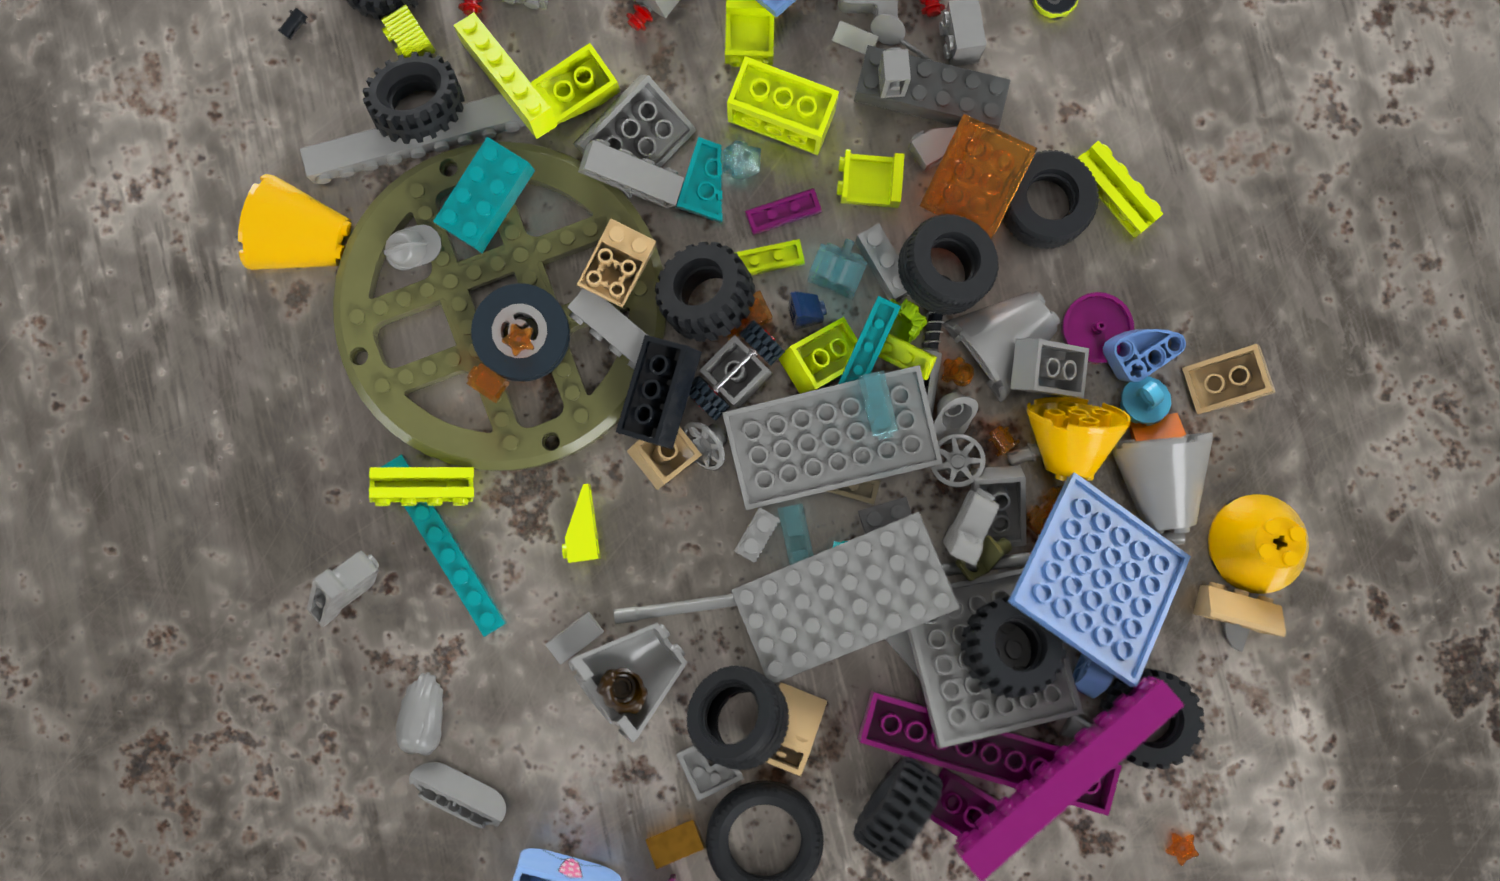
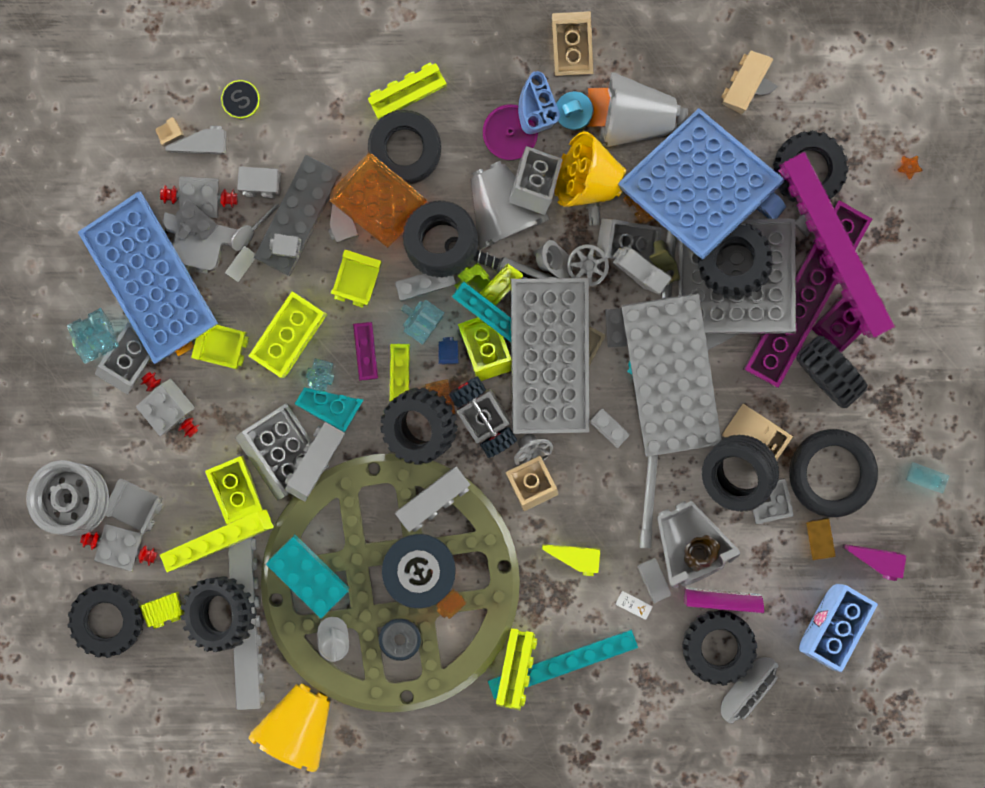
camera: 75 degrees left, 5 degrees up
(293, 23) = (132, 696): black pin -> none
(339, 587) = (579, 743): light grey brick -> none
(420, 716) = (686, 706): light grey hair -> none
(429, 345) = (411, 635): none -> dark grey wheel
(476, 762) = (719, 673): none -> black tyre
(525, 342) = (430, 569): clear orange plate -> none
(538, 619) = (634, 605): none -> white sticker
(567, 734) = (723, 600): none -> magenta slope
(617, 263) = (384, 487): tan slope -> none
(658, 391) = (488, 478): black slope -> none
(795, 533) = (614, 399): clear light blue brick -> none
(878, 404) = (535, 317): clear light blue brick -> none
(958, 371) = (520, 248): clear orange brick -> none
(1002, 440) = (579, 226): clear orange brick -> none
(1258, 544) = (698, 68): yellow cone -> none

